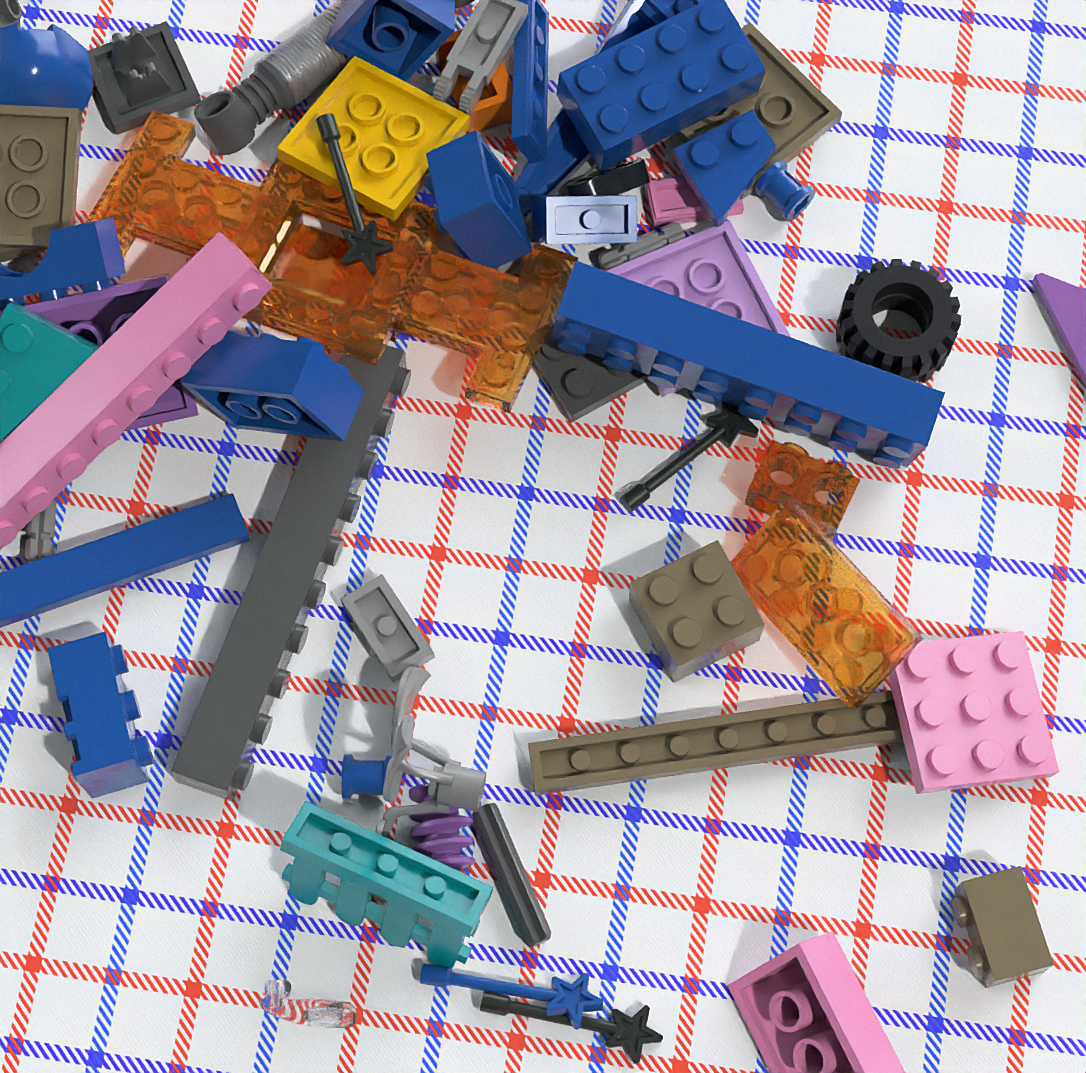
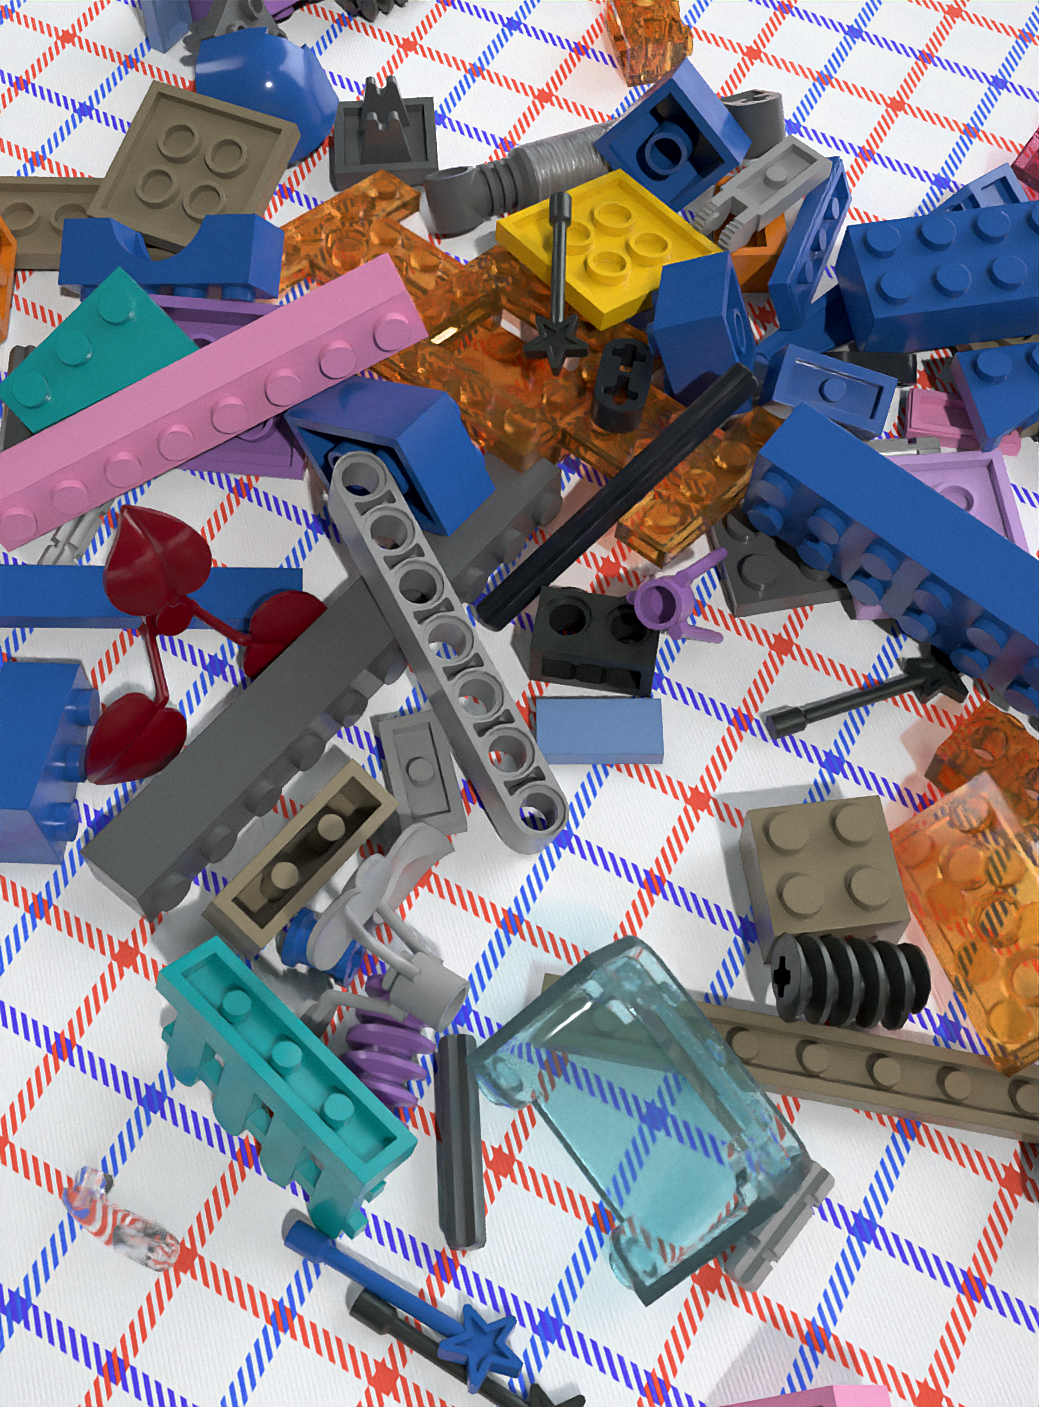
camera: 20 degrees right, 10 degrees down
(149, 561) = (149, 576): none -> dark red plant
(329, 722) = (300, 859): none -> dark tan brick
(368, 509) = (443, 679): none -> light grey beam
(420, 269) = (620, 384): none -> black beam
(457, 366) = (618, 496): none -> black axle
(479, 493) = (592, 655): none -> pearl dark grey brick
(502, 549) = (600, 731): none -> medium blue tile
(524, 439) = (670, 600): none -> medium lavender plant
(630, 813) = (647, 1112): none -> clear light blue windscreen
(735, 679) = (848, 981): none -> pearl dark grey piece
(737, 855) = (770, 1240): none -> light grey axle

